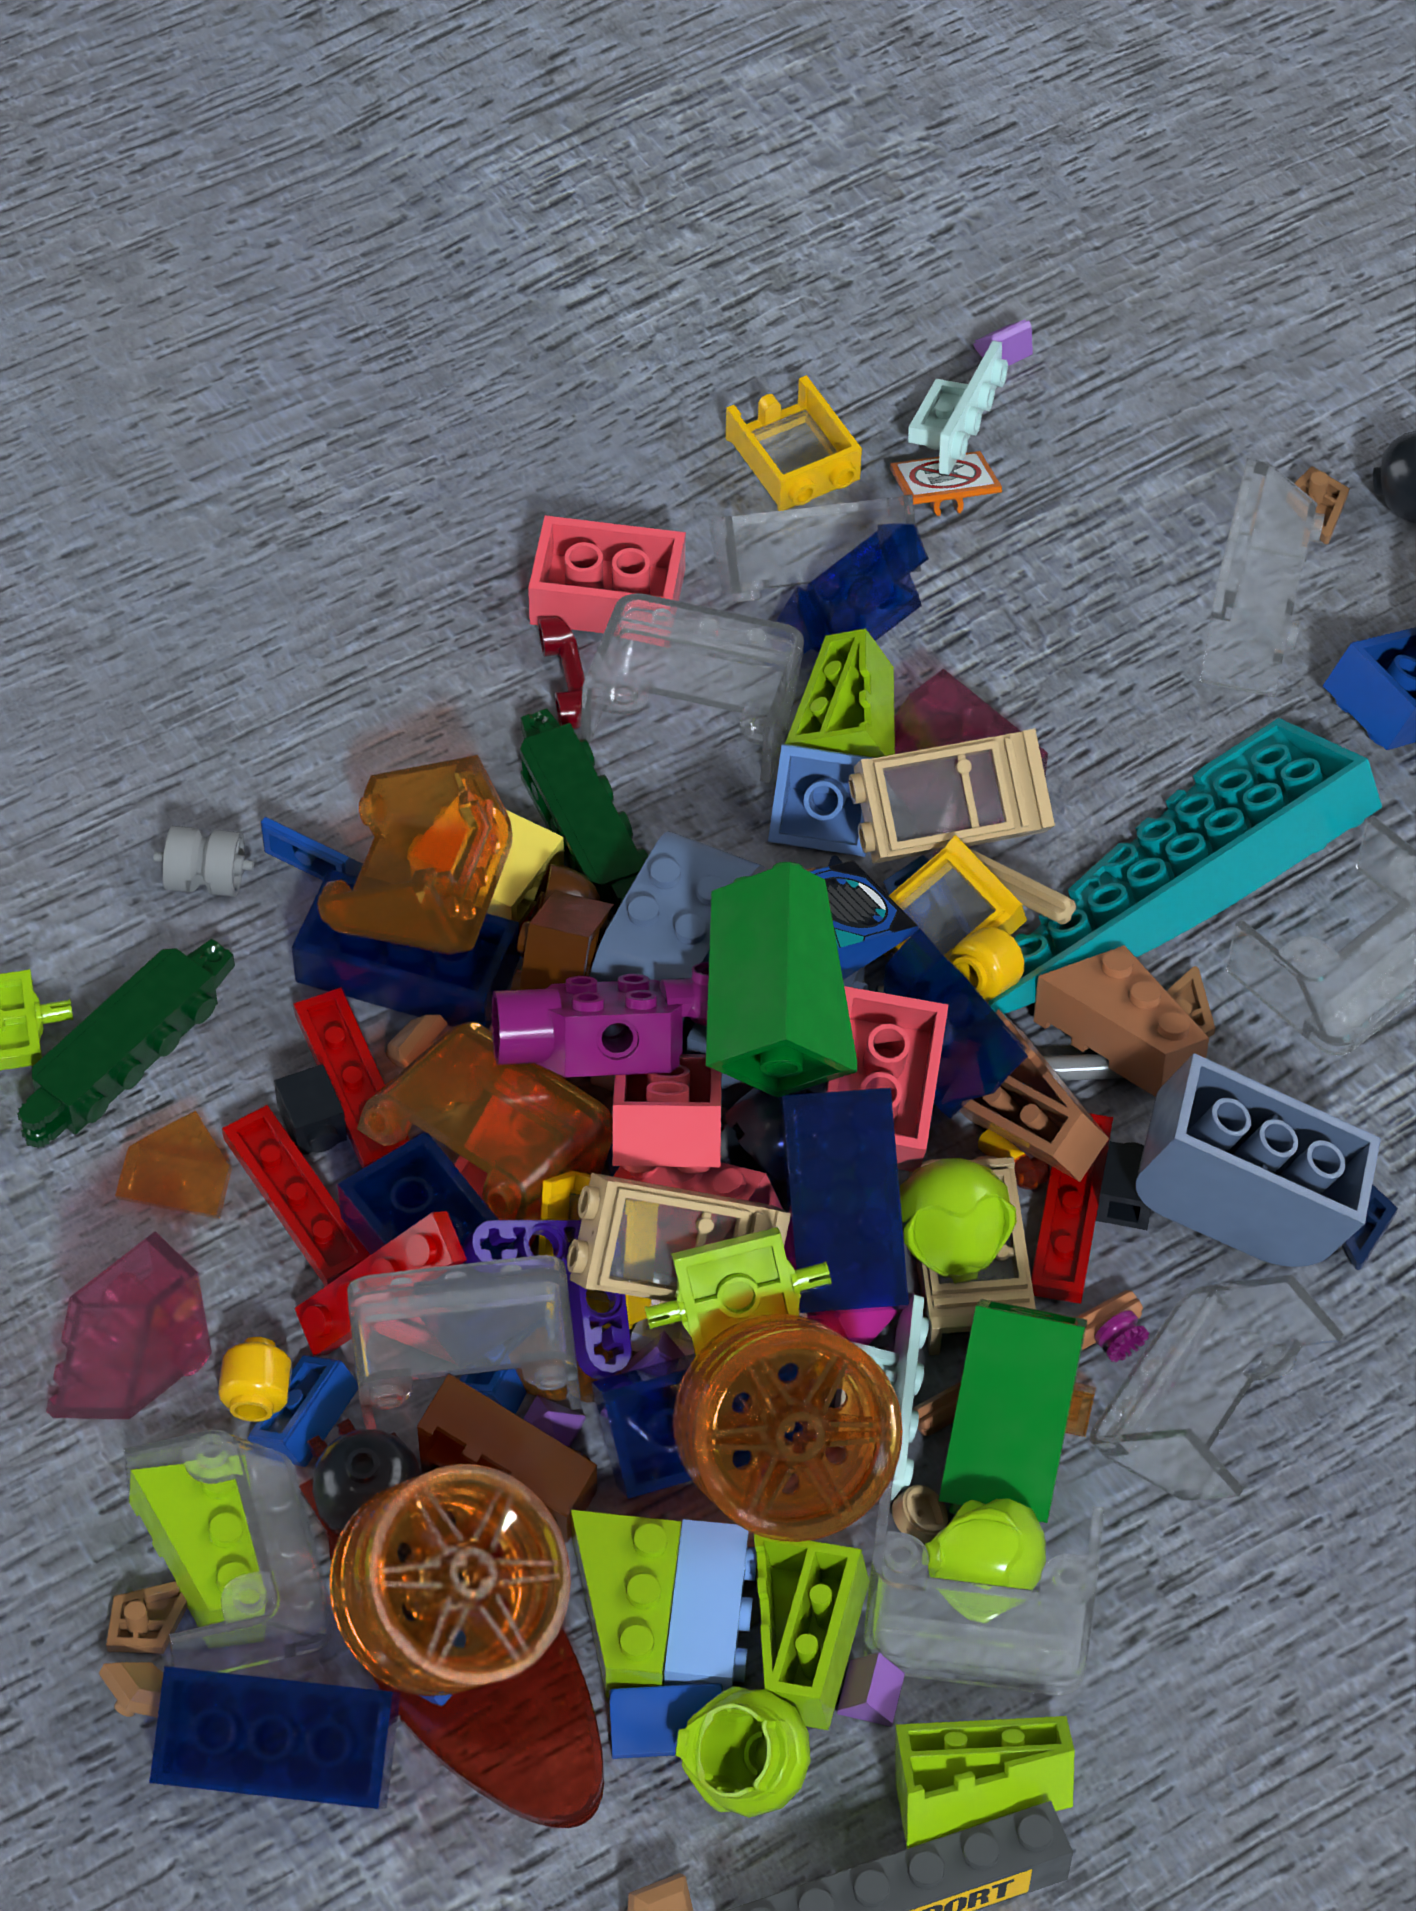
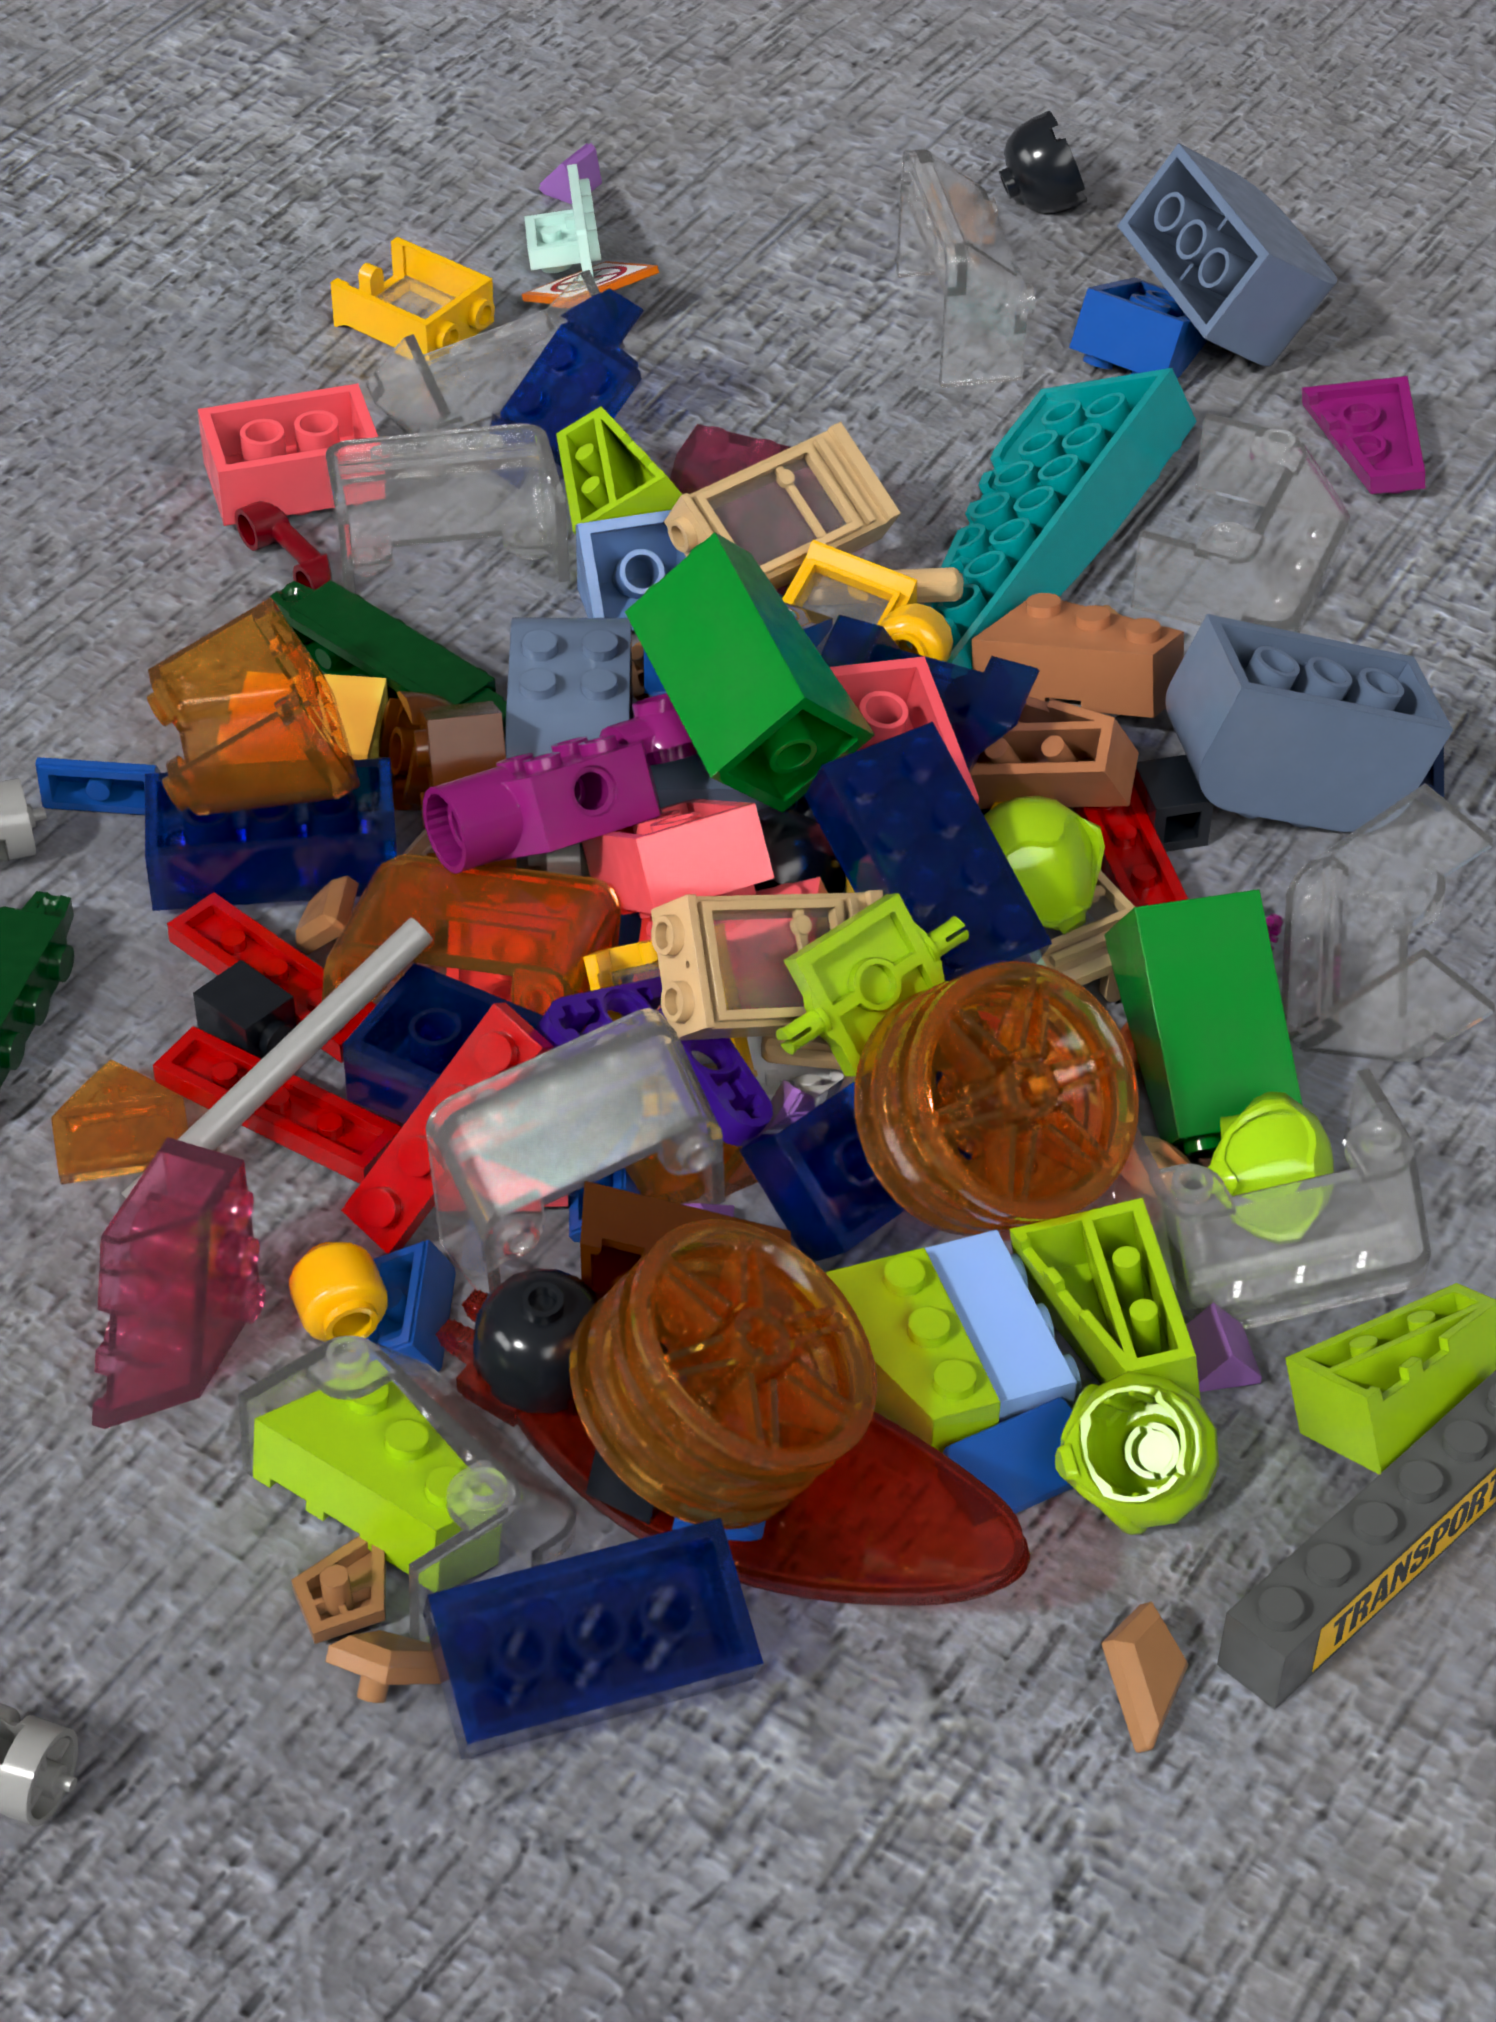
camera: 25 degrees left, 10 degrees down
(299, 1173) = (306, 1038): none -> light grey piece

